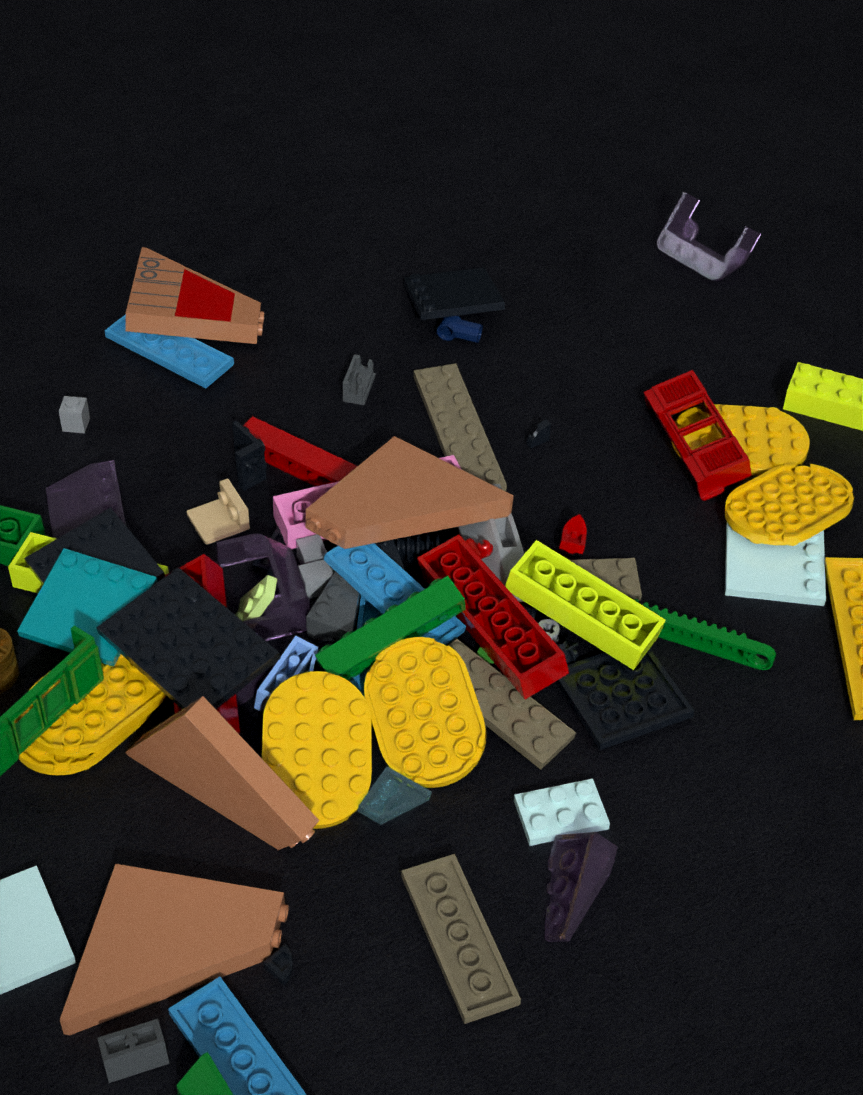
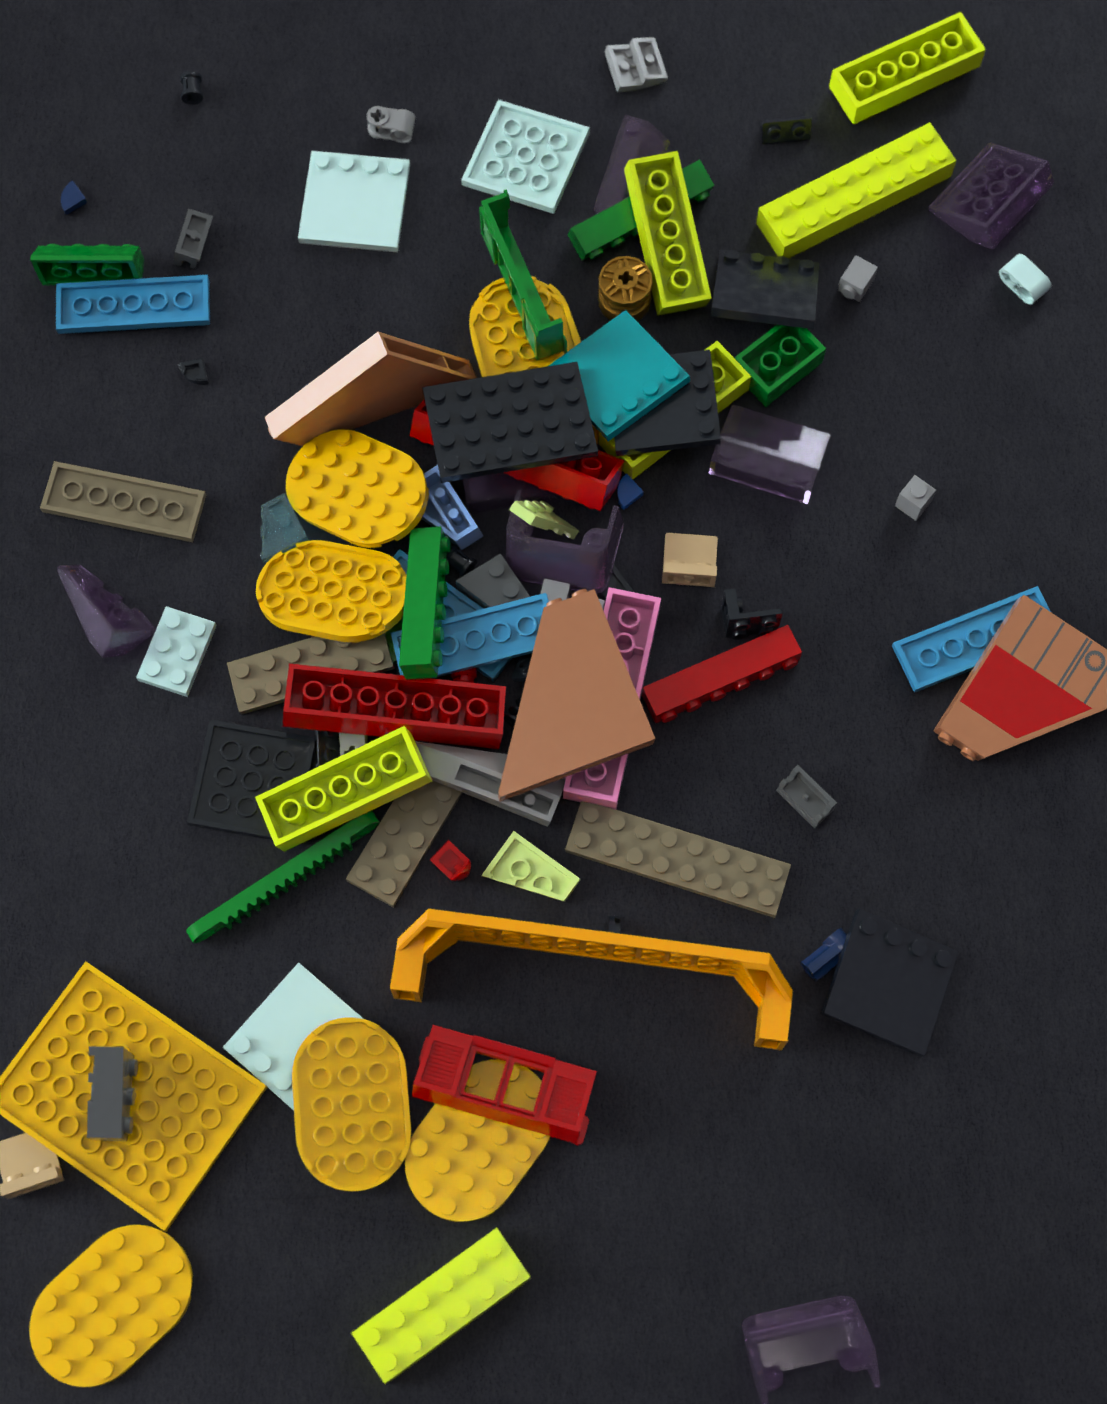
camera: 125 degrees right, 25 degrees up
(166, 937) = (266, 305): nougat slope -> none
(482, 550) = (474, 747): red arm -> none
(537, 497) = (530, 869): none -> yellowish green wing
(624, 494) = (441, 929): none -> light orange arch

